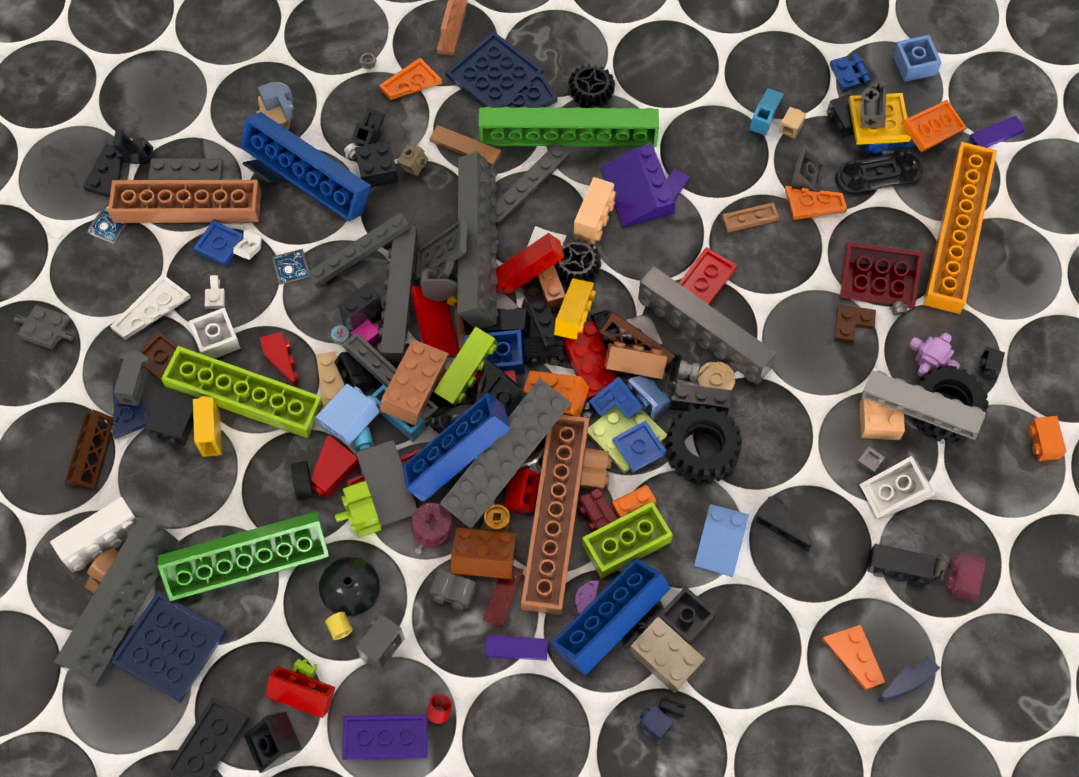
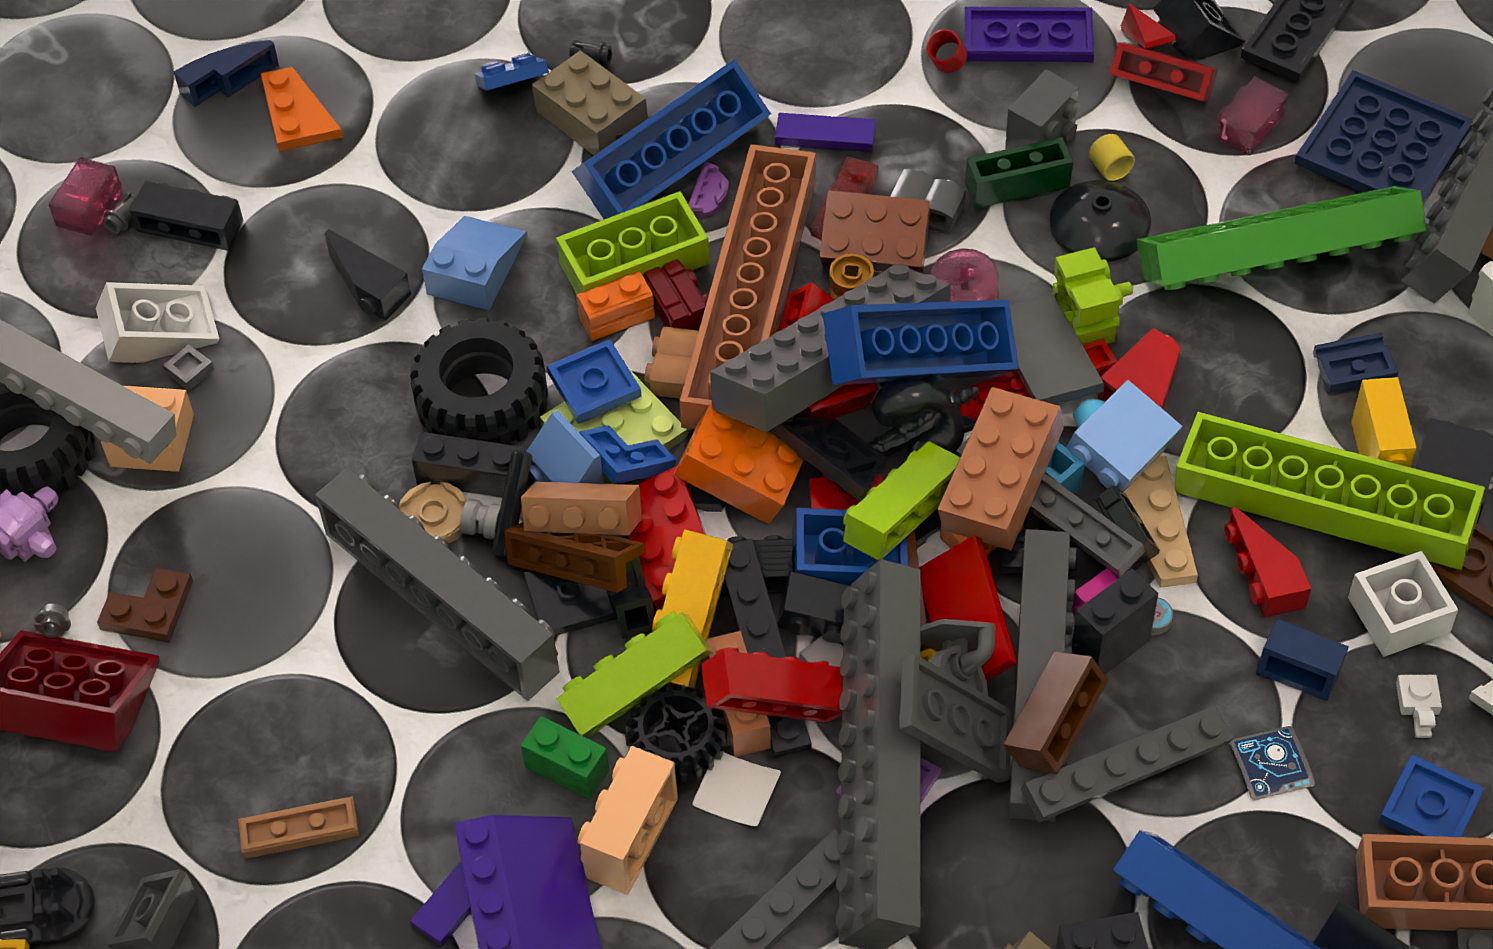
camera: 175 degrees left, 10 degrees down
(213, 484) = (1353, 360): none -> dark blue plate
(248, 245) = (1368, 791): white bracket -> none
(248, 662) = (1251, 115): none -> clear pink brick
(269, 309) = (1302, 659): none -> dark blue brick
(302, 480) = (1198, 348): black tyre -> none
(305, 669) = (1160, 101): lime tile -> none
(307, 730) = (1144, 29): none -> red slope
(393, 253) = (1055, 712): none -> reddish brown brick
(398, 604) = (1018, 172): none -> dark green brick
(597, 274) = (634, 674): none -> lime brick
(628, 246) = (565, 757): none -> green brick
(655, 722) = (618, 30): dark blue brick -> none
(688, 615) = (550, 145): black brick -> none
(708, 275) = (415, 696): plate -> none
(721, 677) = (522, 68): none -> blue plate
(814, 204) = (155, 845): orange wing -> none

